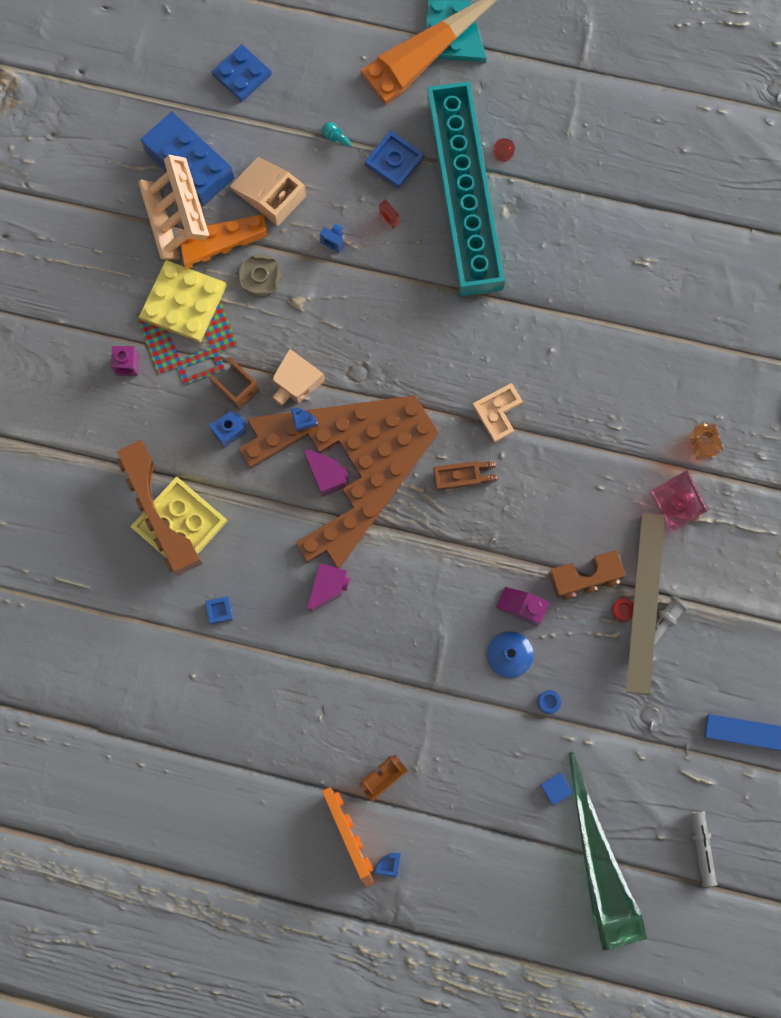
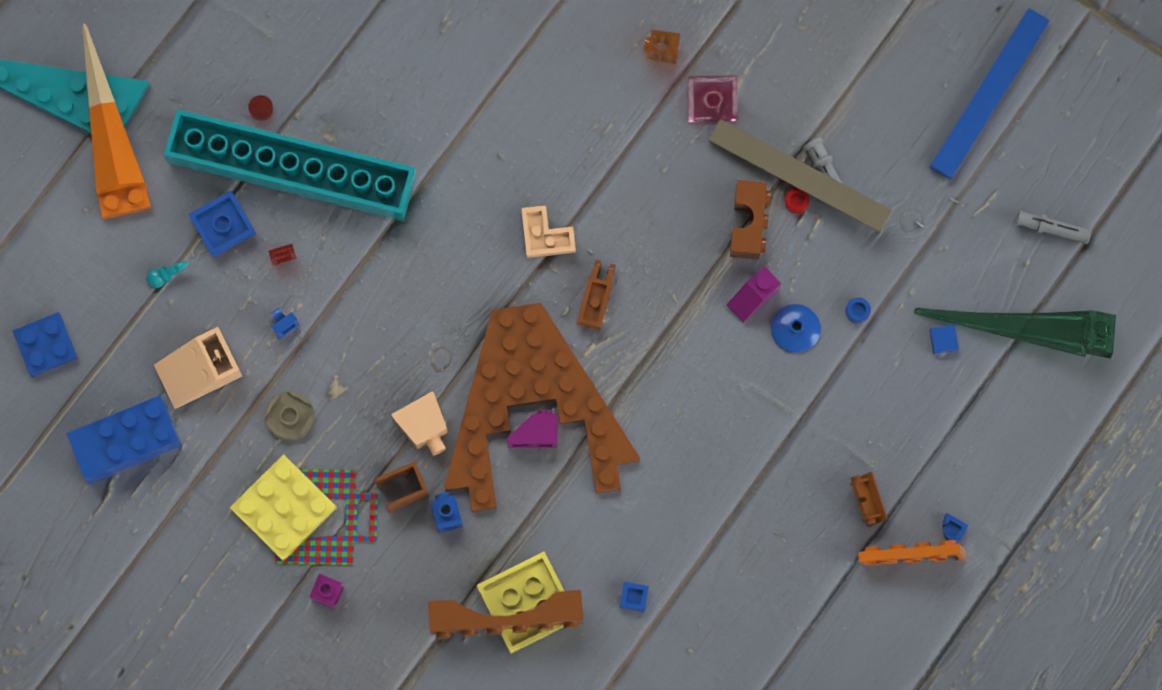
camera: 70 degrees left, 0 degrees up
(187, 202) = (185, 454): light nougat fence -> none
(223, 238) = (228, 454): orange wing -> none
(303, 419) = (471, 431): blue tile -> none
(327, 586) = (655, 476): magenta slope -> none

